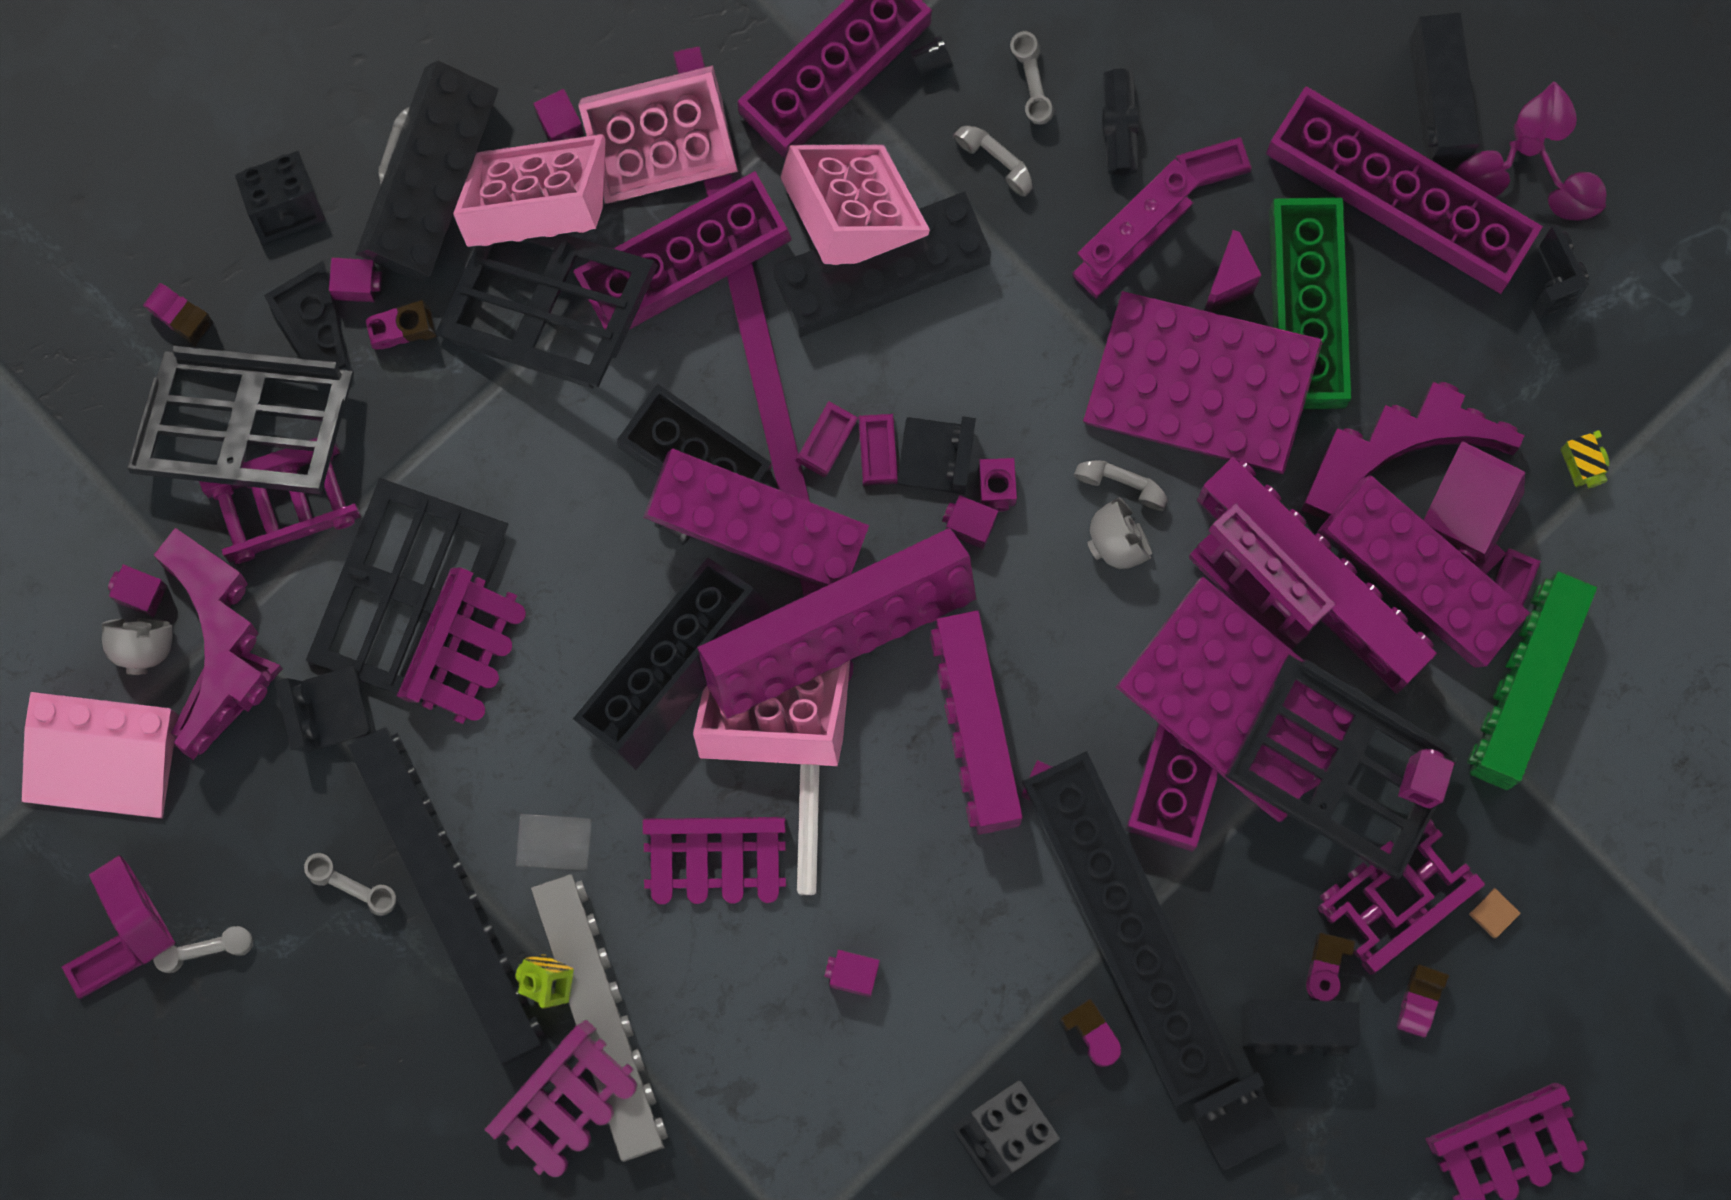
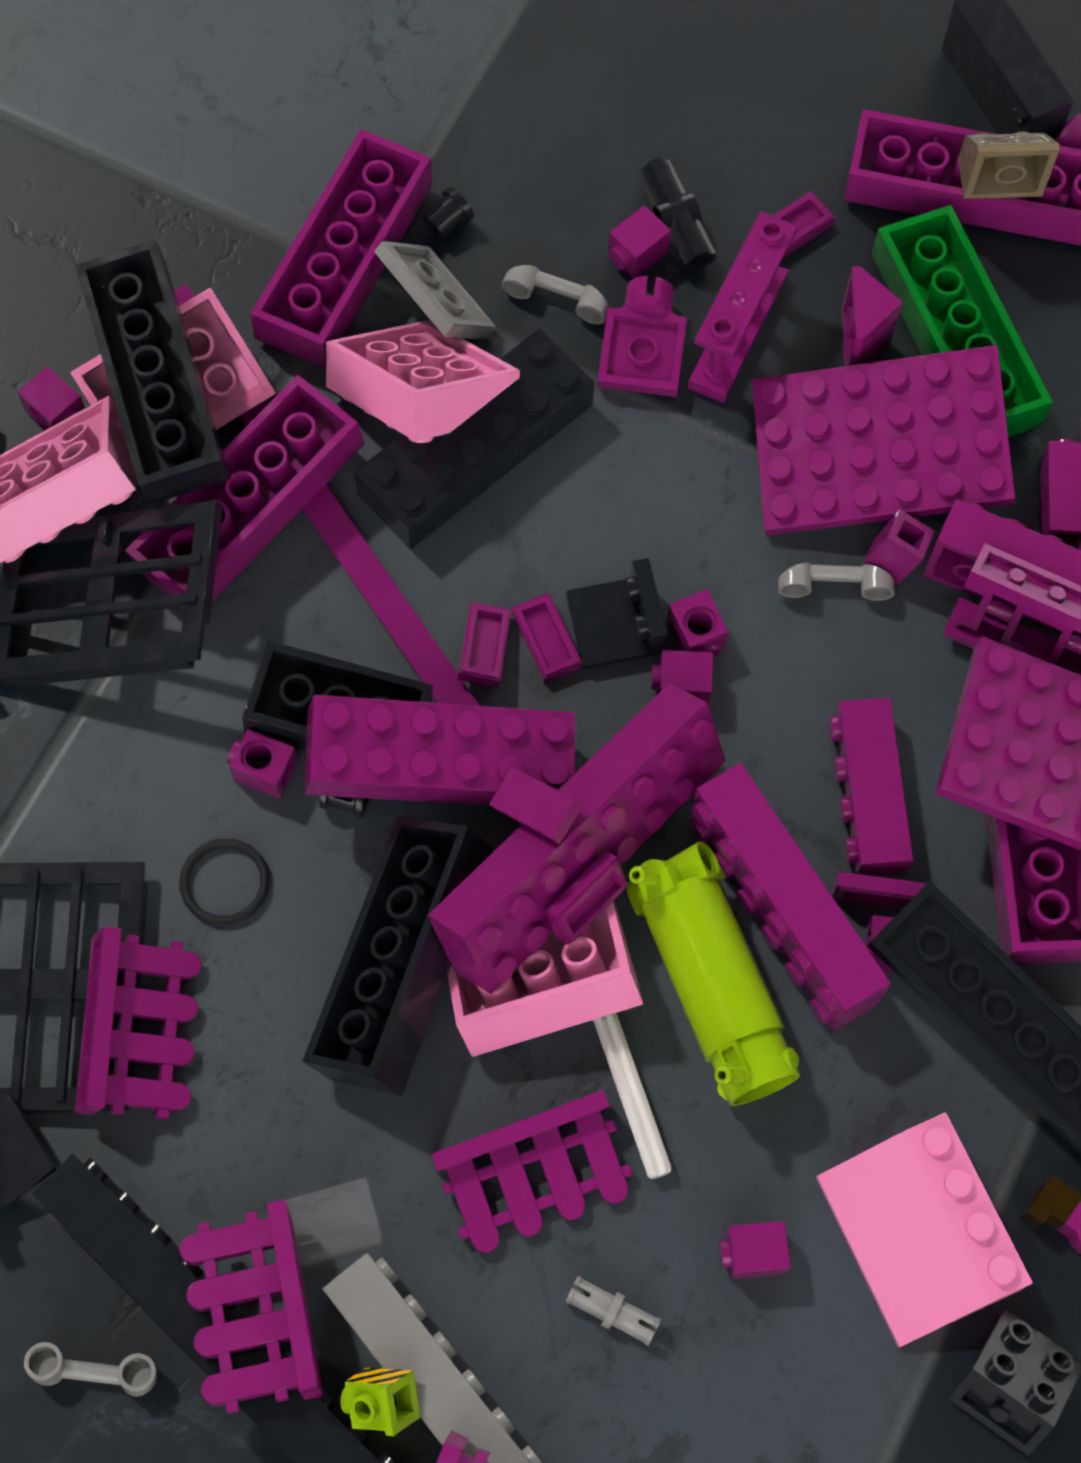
camera: 20 degrees left, 10 degrees down
(482, 902) = (260, 1330): none -> magenta fence
(566, 588) = (224, 919): none -> black piece
(631, 488) = (270, 779): none -> magenta brick
(640, 134) = (152, 372): none -> black brick
(734, 978) = (613, 1310): none -> light grey pin
(807, 592) = (536, 805): none -> magenta tile
(824, 672) = (586, 897): none -> magenta tile
(895, 126) = (436, 290): none -> light grey tile
(900, 760) = (714, 973): none -> lime piece
(980, 1002) = (923, 1230): none -> bright pink slope
(1027, 50) = (546, 179): light grey bar -> none
(1048, 226) = (643, 342): none -> magenta plate
(1049, 740) = (874, 890): none -> magenta tile
(1078, 137) = (638, 242): none -> magenta brick
(1080, 660) = (871, 787): none -> magenta brick
(1118, 537) = (857, 638): light grey cylinder -> none
(1181, 474) = (899, 545): none -> magenta brick
(1397, 180) = (1006, 164): none -> dark tan slope

